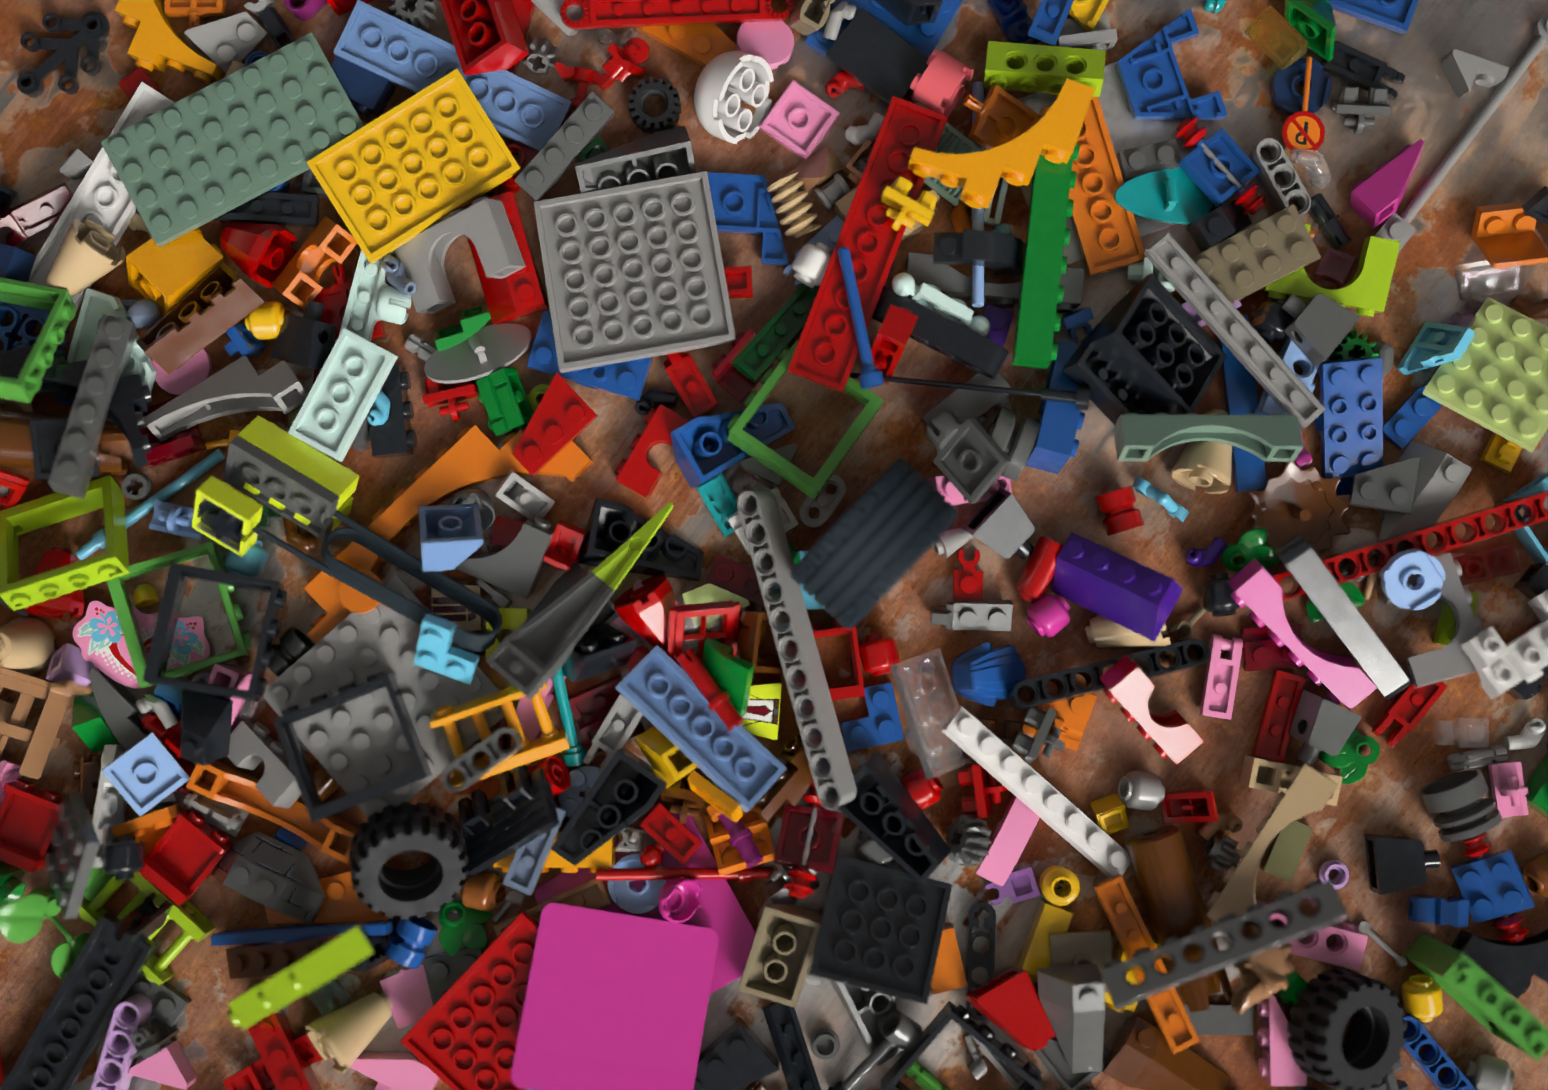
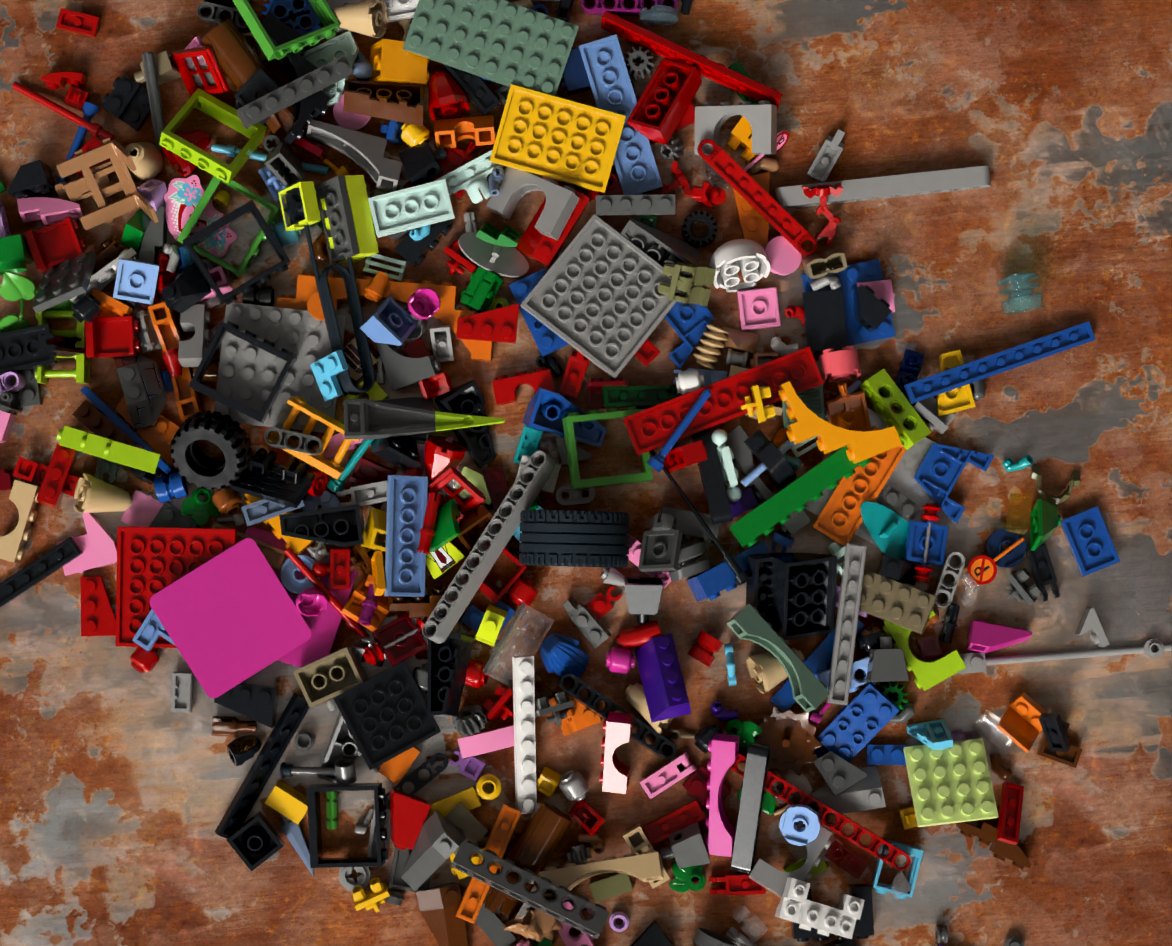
camera: 45 degrees right, 0 degrees up
(165, 492) = (283, 162): none -> dark grey torso
(274, 815) = (171, 360): none -> red cone
(362, 498) = (401, 271): none -> light aqua tile
(396, 513) = (376, 288): none -> orange cone
(461, 475) = (424, 303): none -> dark pink hair
(703, 161) = (690, 284): none -> olive hips
(885, 722) = (491, 625): none -> neon yellow torso

